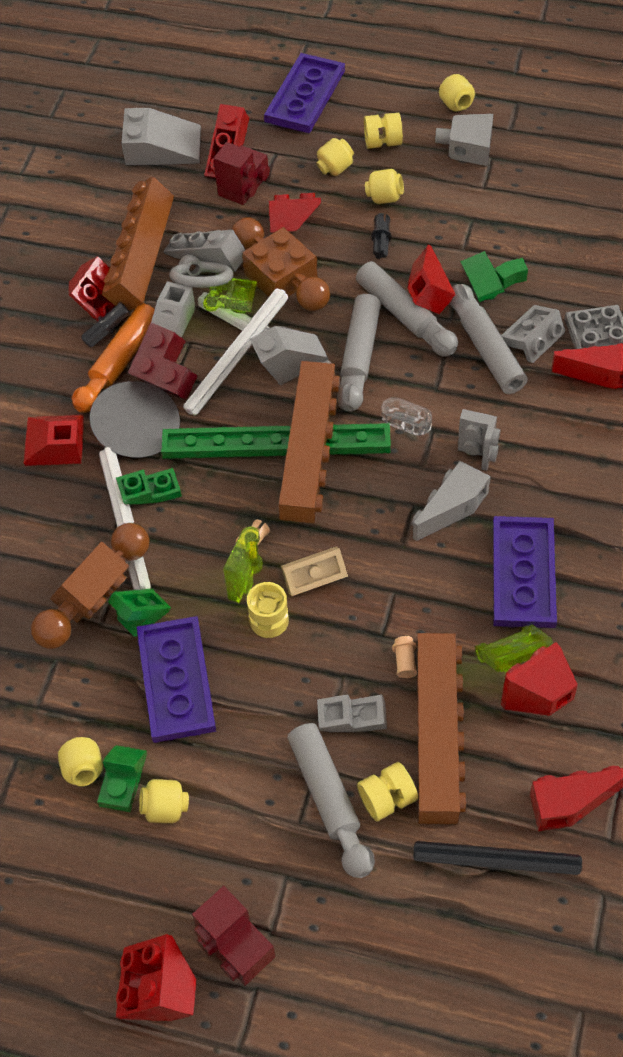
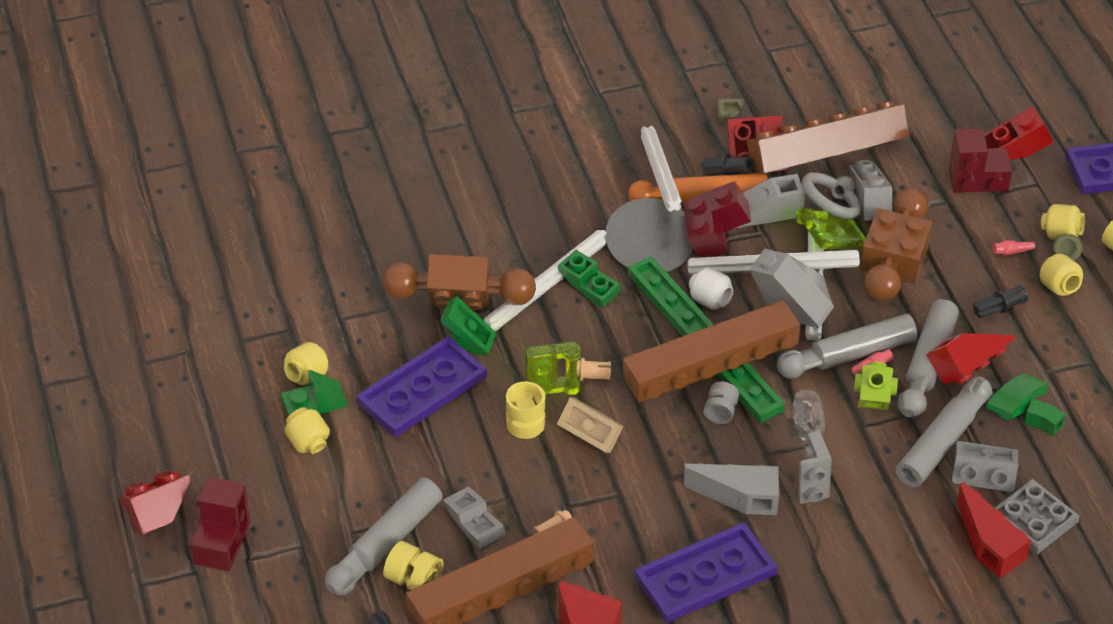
camera: 55 degrees right, 10 degrees down
(37, 294) = (729, 109): none -> olive tile
(54, 440) = (587, 197): red slope -> none
(79, 368) = (660, 169): none -> white axle
(159, 138) = (968, 92): light grey slope -> none
(231, 407) = (711, 288): none -> white head
(291, 212) = (966, 222): red slope -> none
(330, 201) = (1011, 247): none -> coral piece
(354, 464) = (721, 402): none -> light grey wheel
(360, 168) = (1068, 245): none -> olive tile
(381, 345) = (884, 357): none -> coral piece
(416, 355) = (876, 395): none -> lime brick
(512, 649) = (599, 582): clear neon green plate -> none

